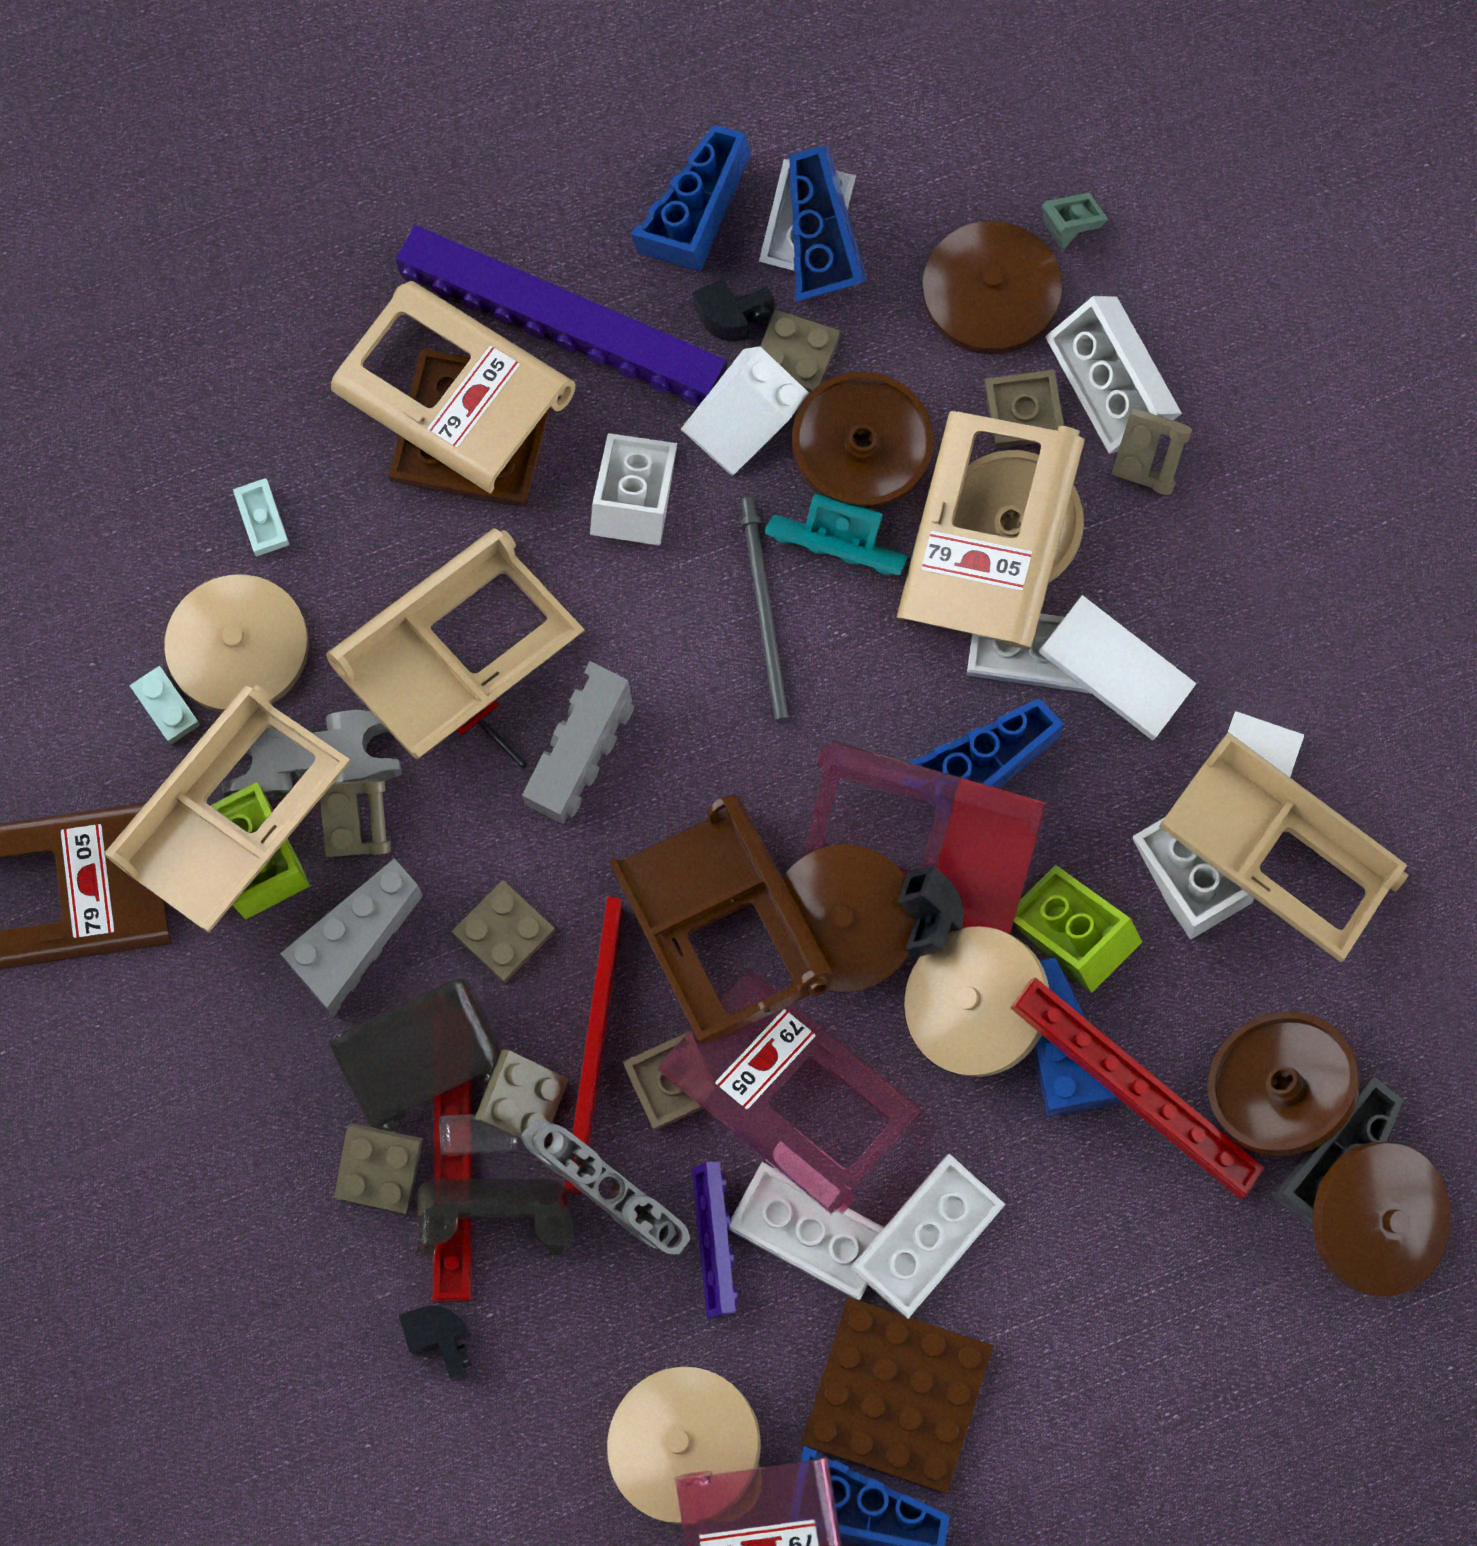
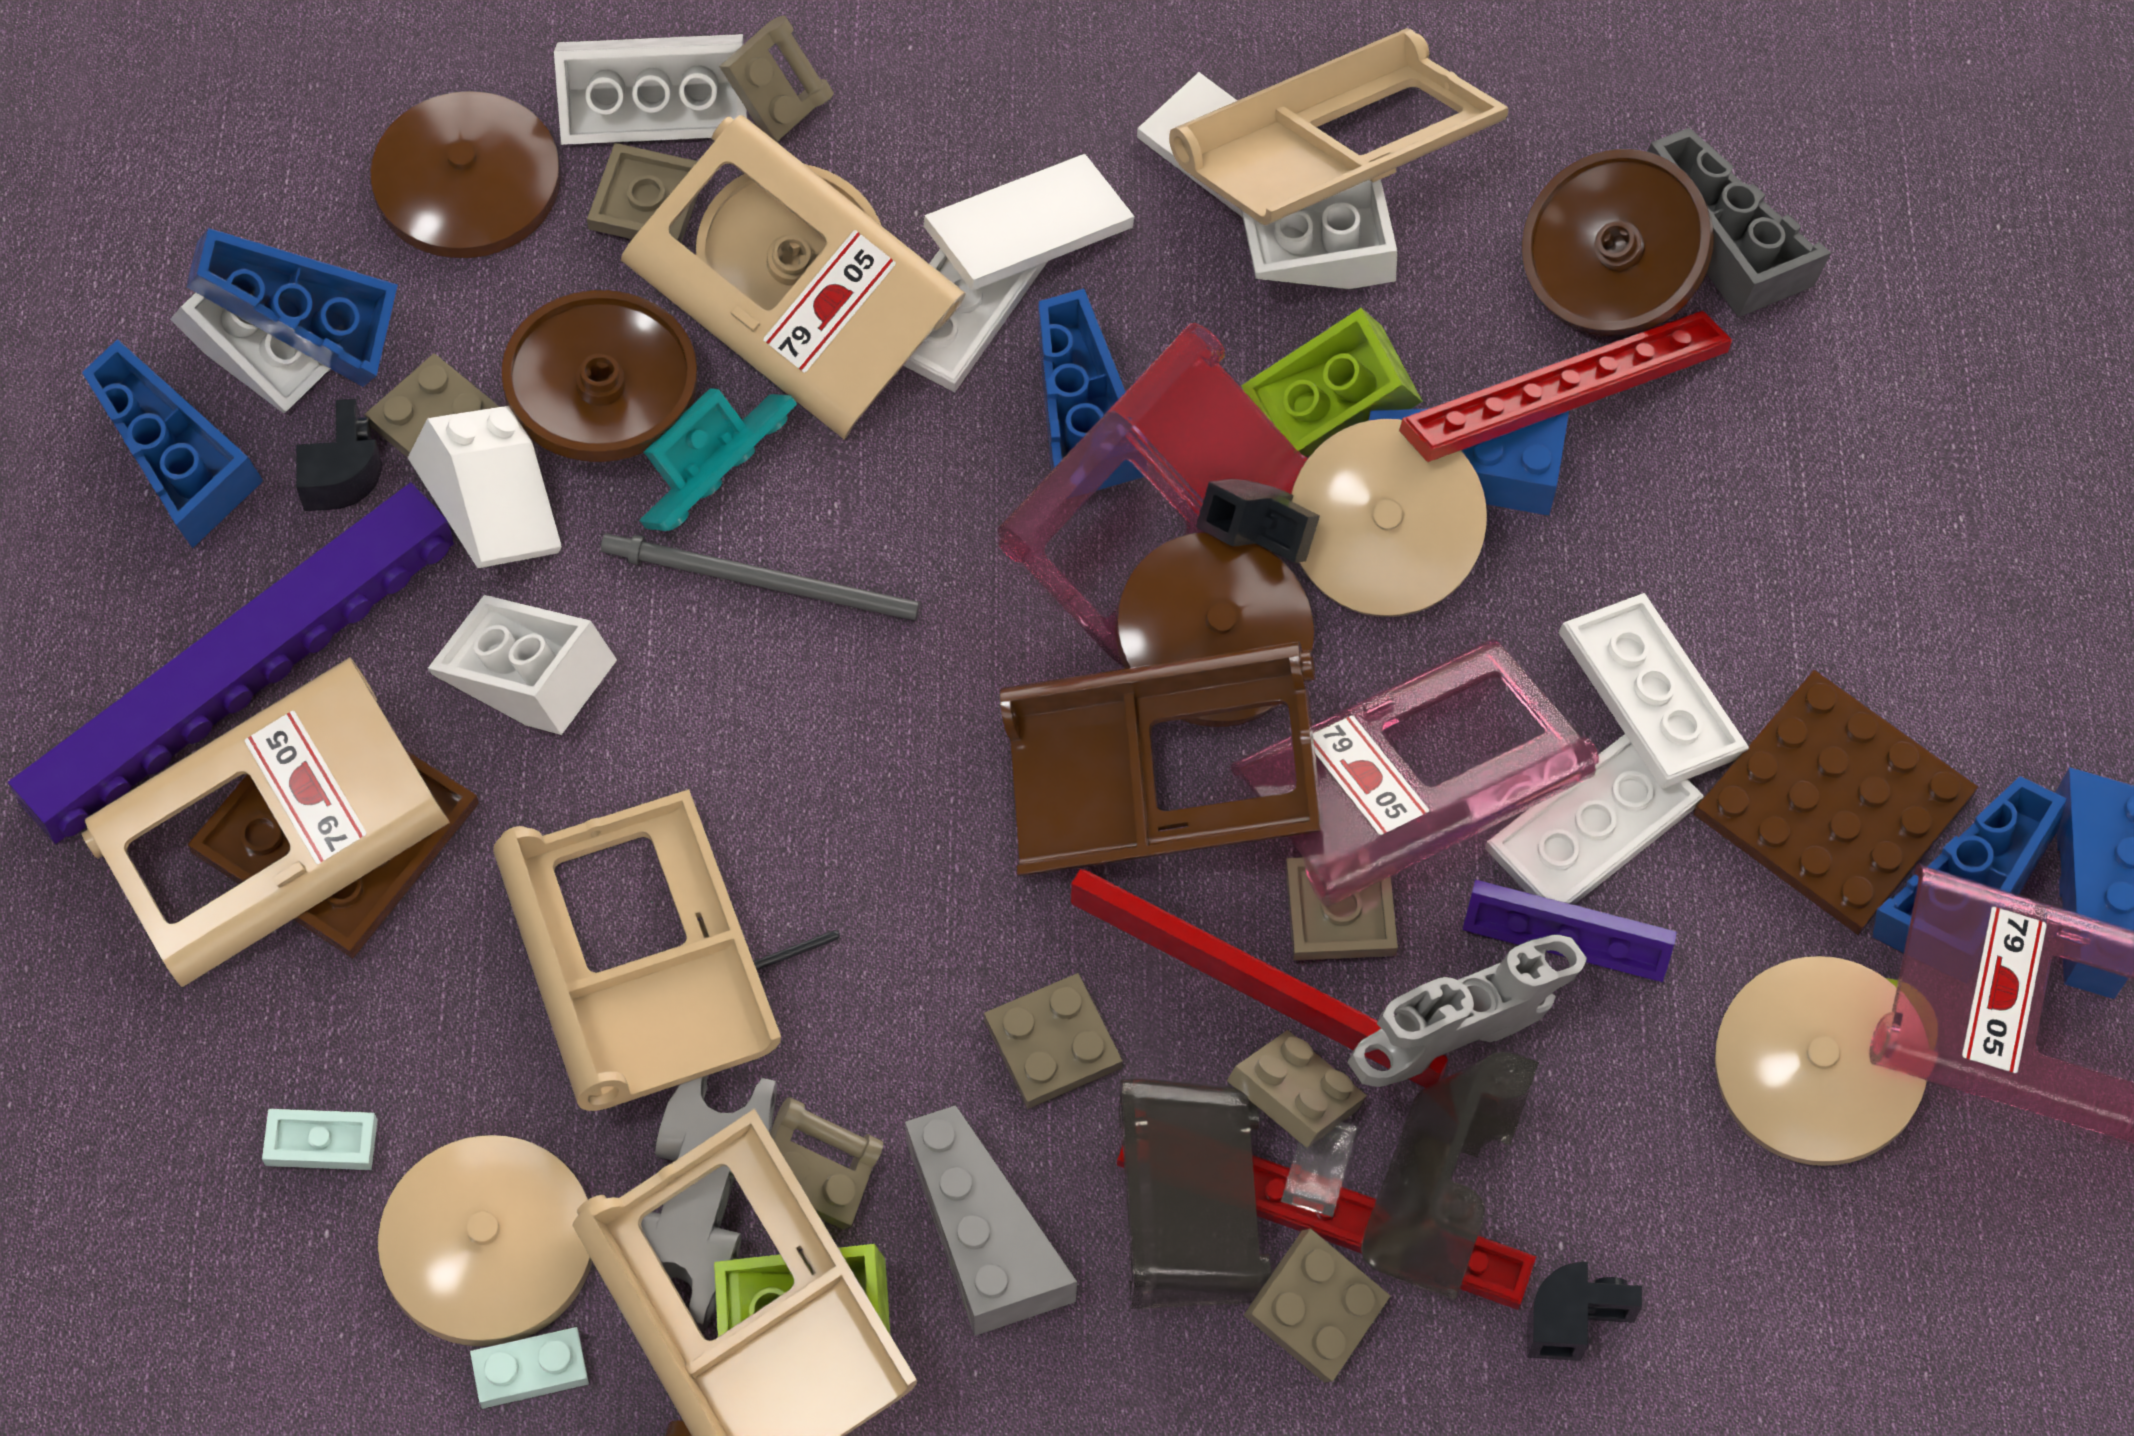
camera: 75 degrees left, 10 degrees down
(579, 744) = (844, 846): light grey wedge -> none
(1072, 215) = (428, 56): sand green slope -> none
(1381, 1219) = (1816, 206): reddish brown dish -> none

